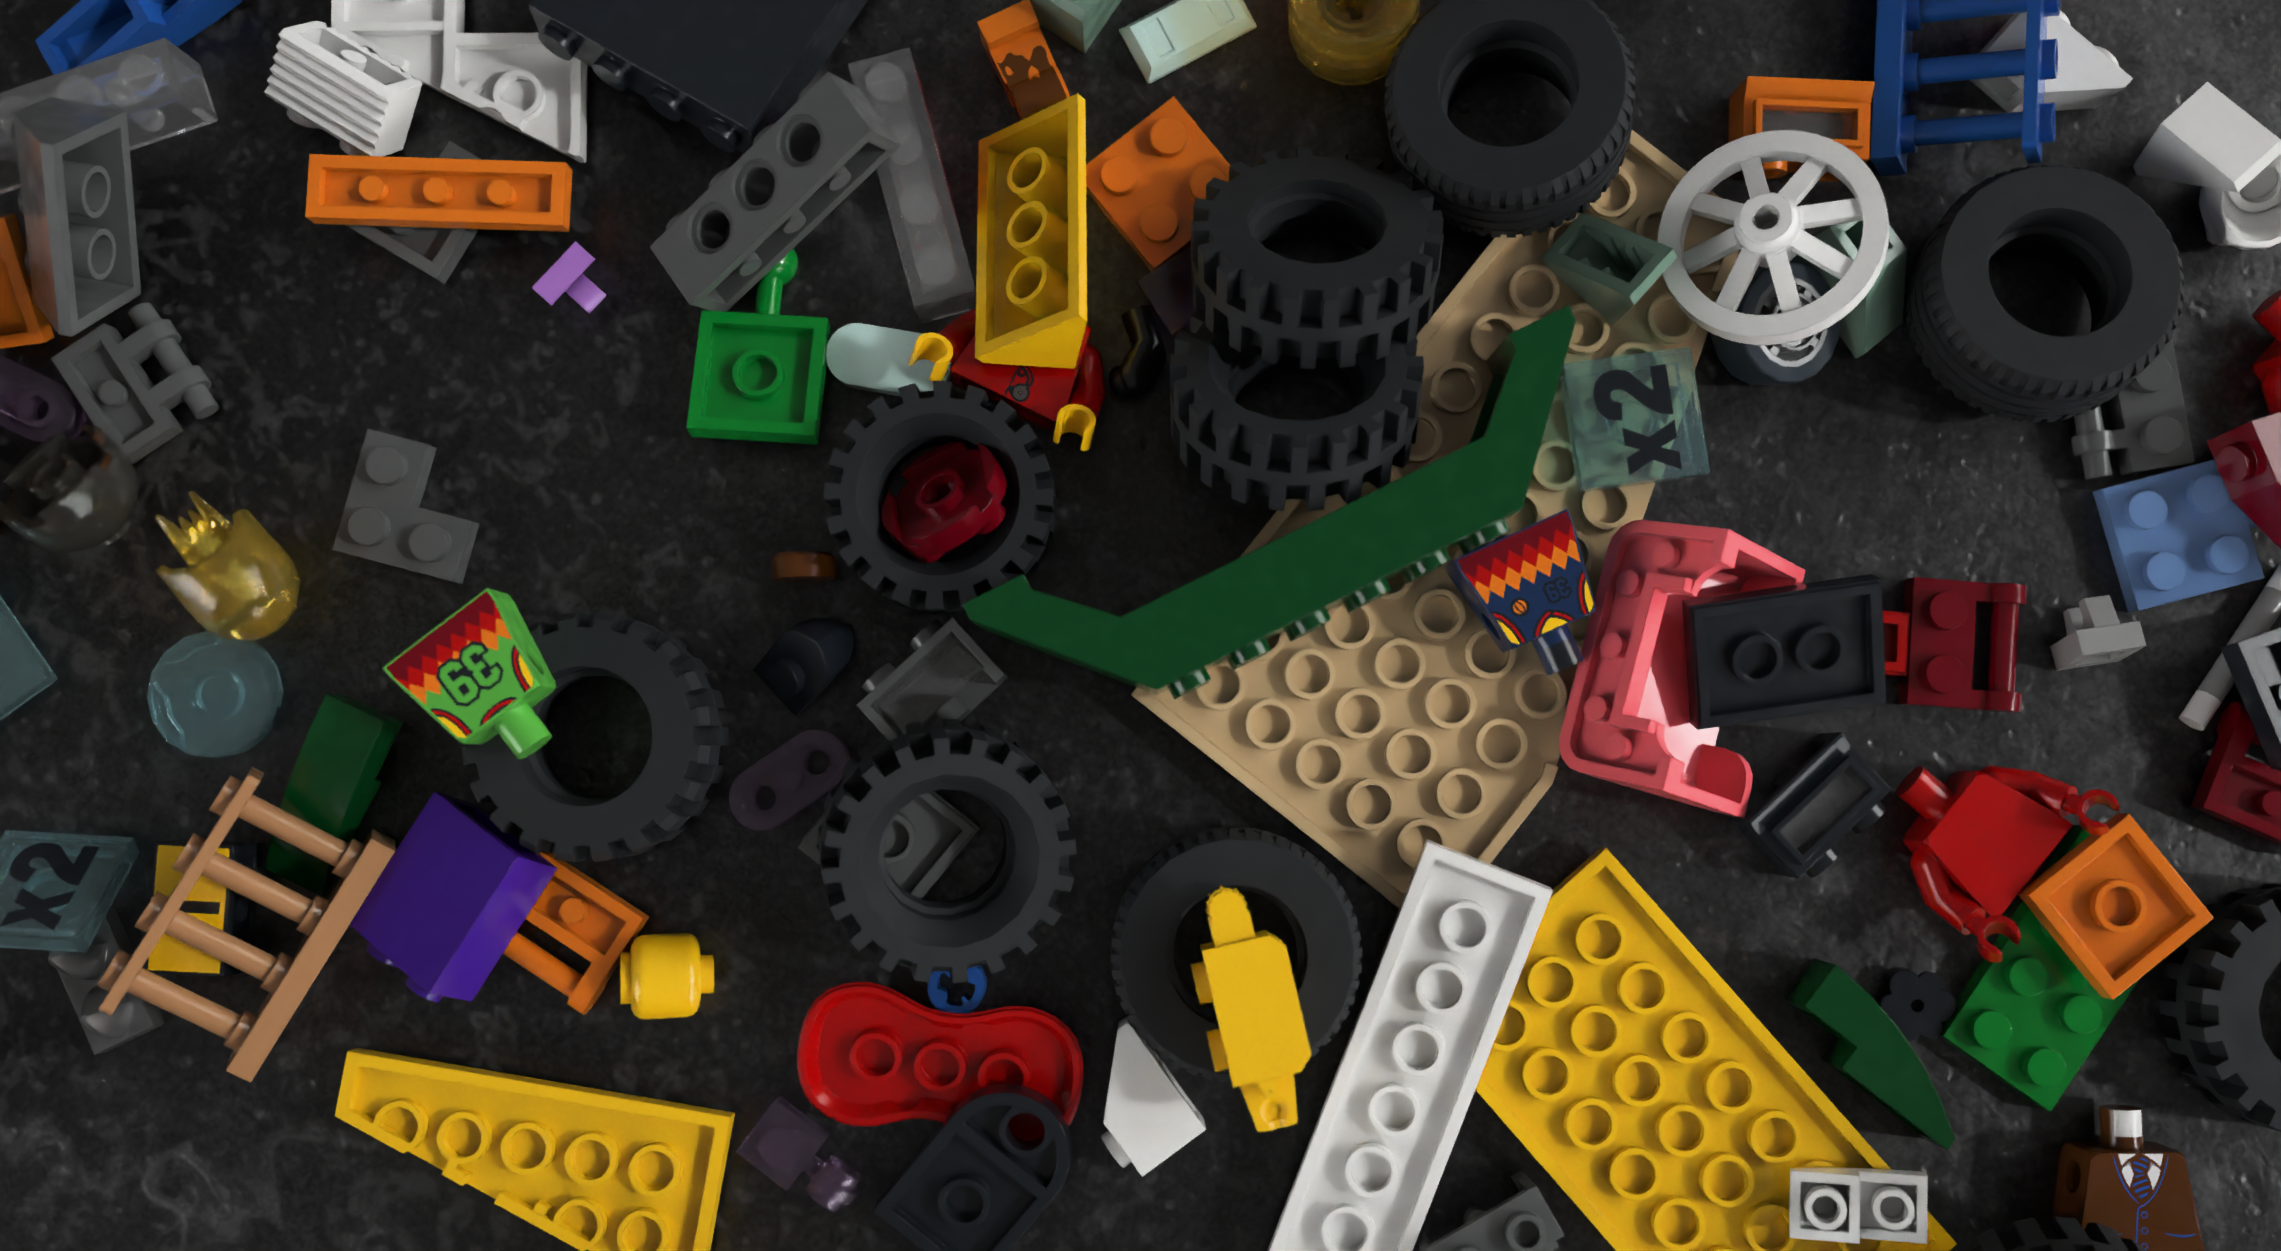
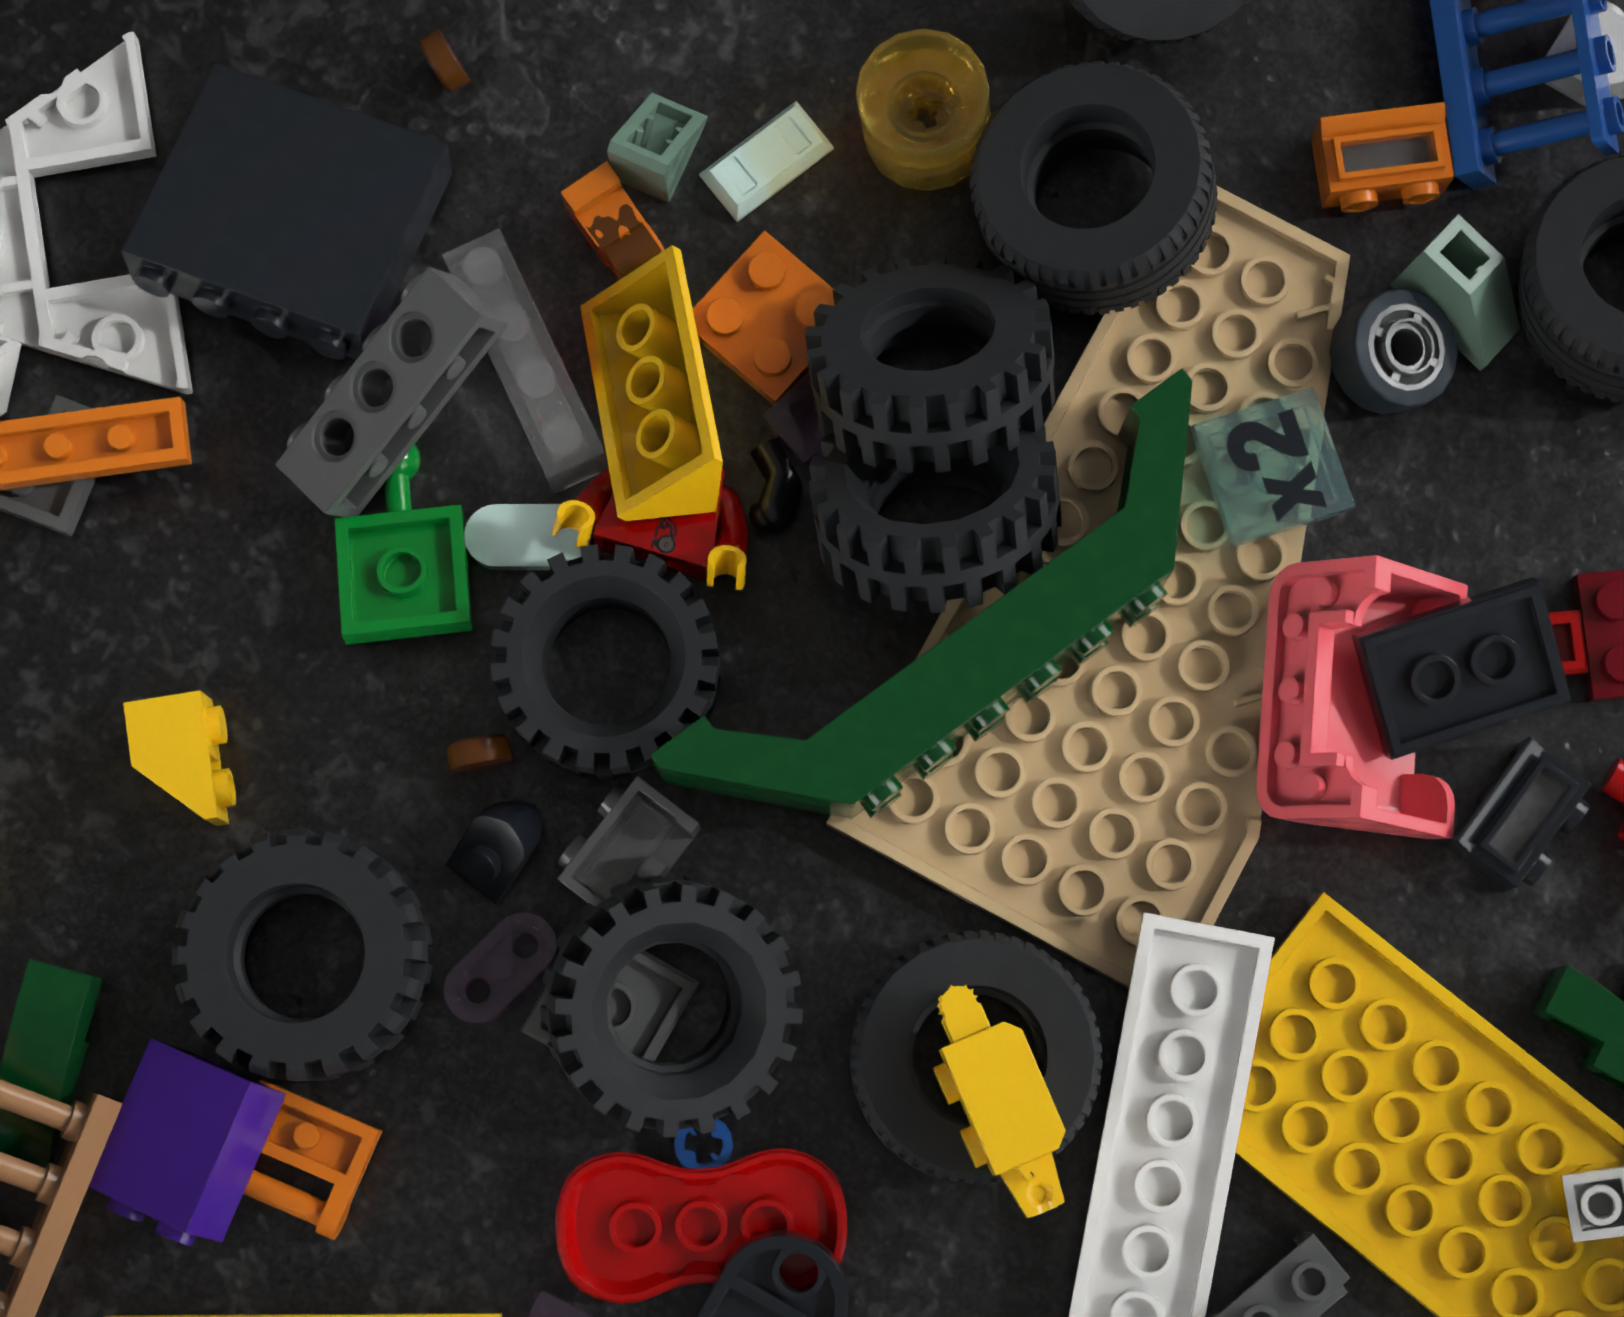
camera: 10 degrees left, 5 degrees down
(385, 515) = (51, 780): dark grey plate -> none
(480, 675) = (189, 907): torso -> none
(512, 515) = (178, 749): none -> yellow slope
(568, 277) = (196, 509): medium lavender tile -> none
(665, 976) = (410, 1185): yellow head -> none
(932, 524) = (639, 661): dark red plate -> none
(1145, 1106) = (911, 1228): white slope -> none
(1529, 589) = (1199, 649): torso -> none
(1607, 264) = (1217, 321): sand green slope -> none
(1779, 244) = (1374, 276): white wheel -> none

